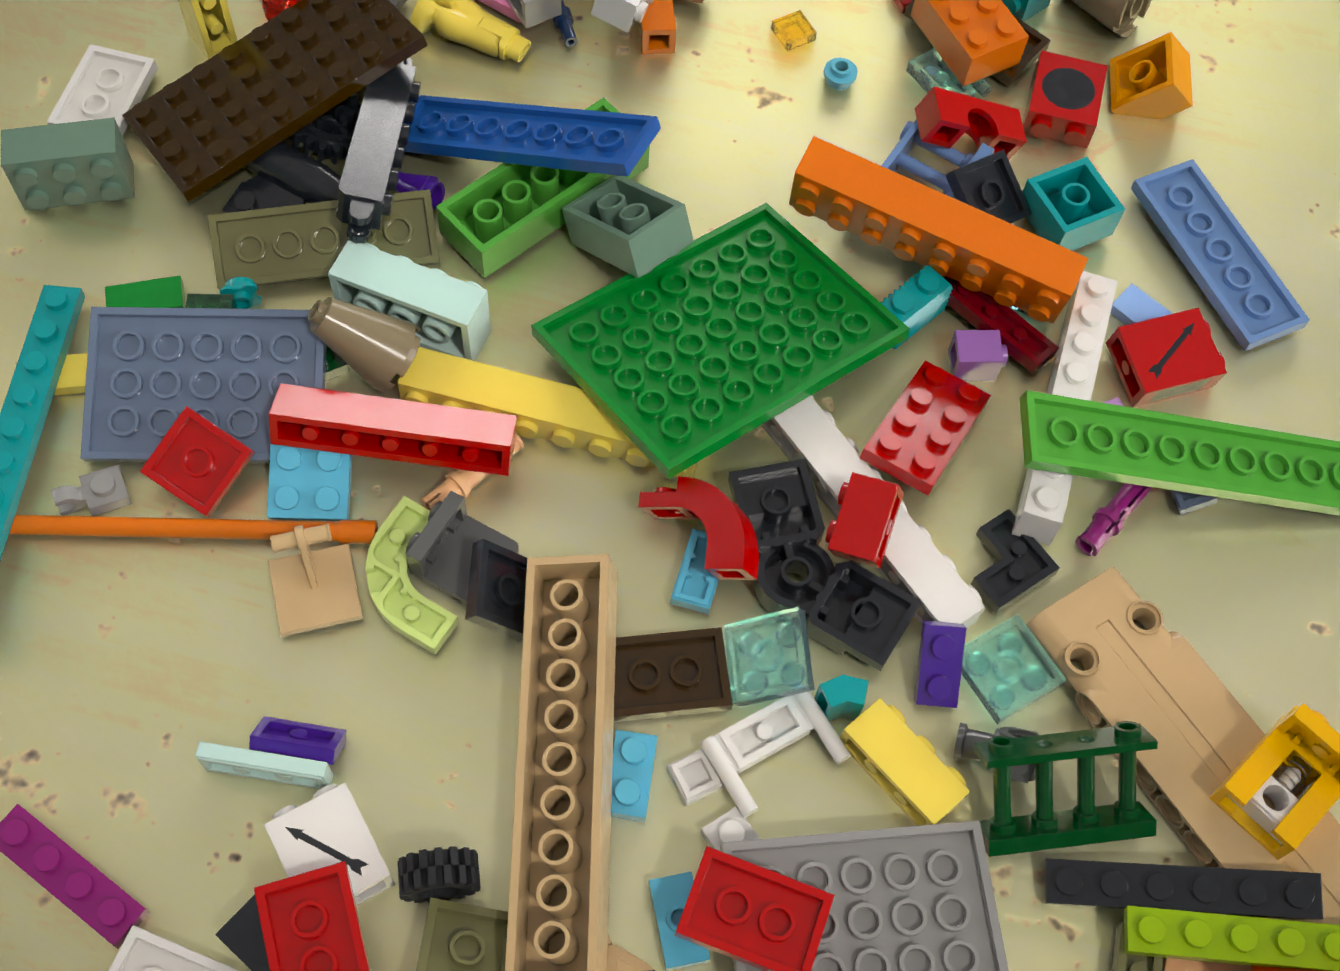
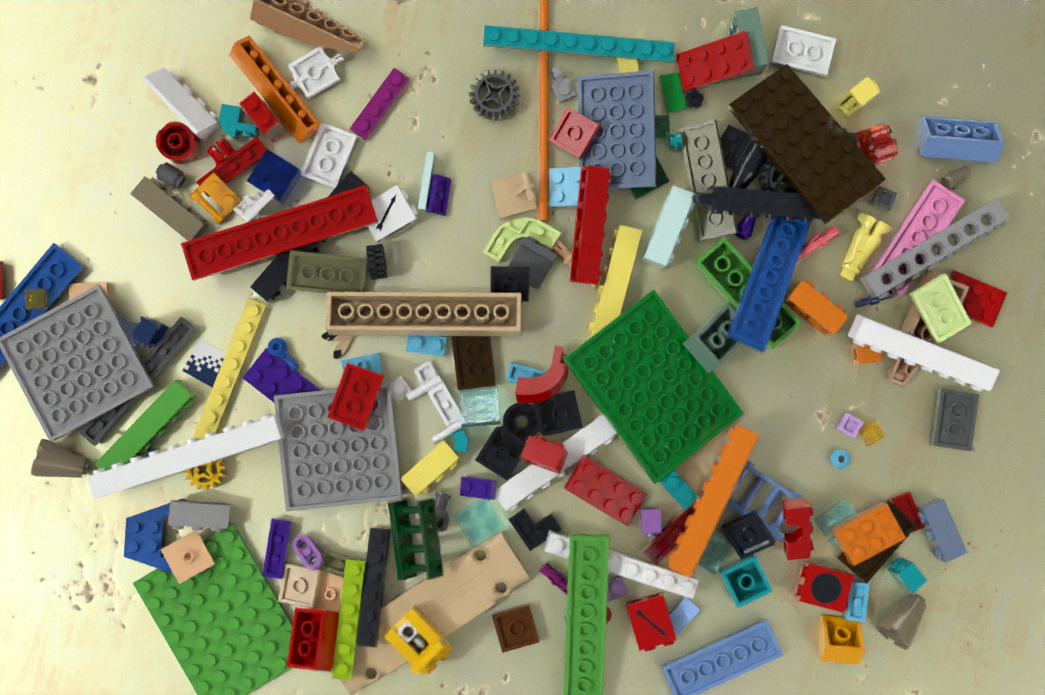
camera: 95 degrees right, 25 degrees up
(56, 630) = (486, 81): none -> dark grey gear
(95, 210) = (715, 61): none -> red plate
(169, 268) = (689, 99): none -> black plate
(366, 339) = (640, 208): dark tan cone -> none
(452, 81) = (818, 241): none -> coral pin
(582, 72) = (815, 308): none -> orange brick
(782, 56) = (849, 425): none -> lavender plate
(1088, 51) = (857, 602): none -> medium azure plate
(1218, 601) = (515, 628): none -> reddish brown plate

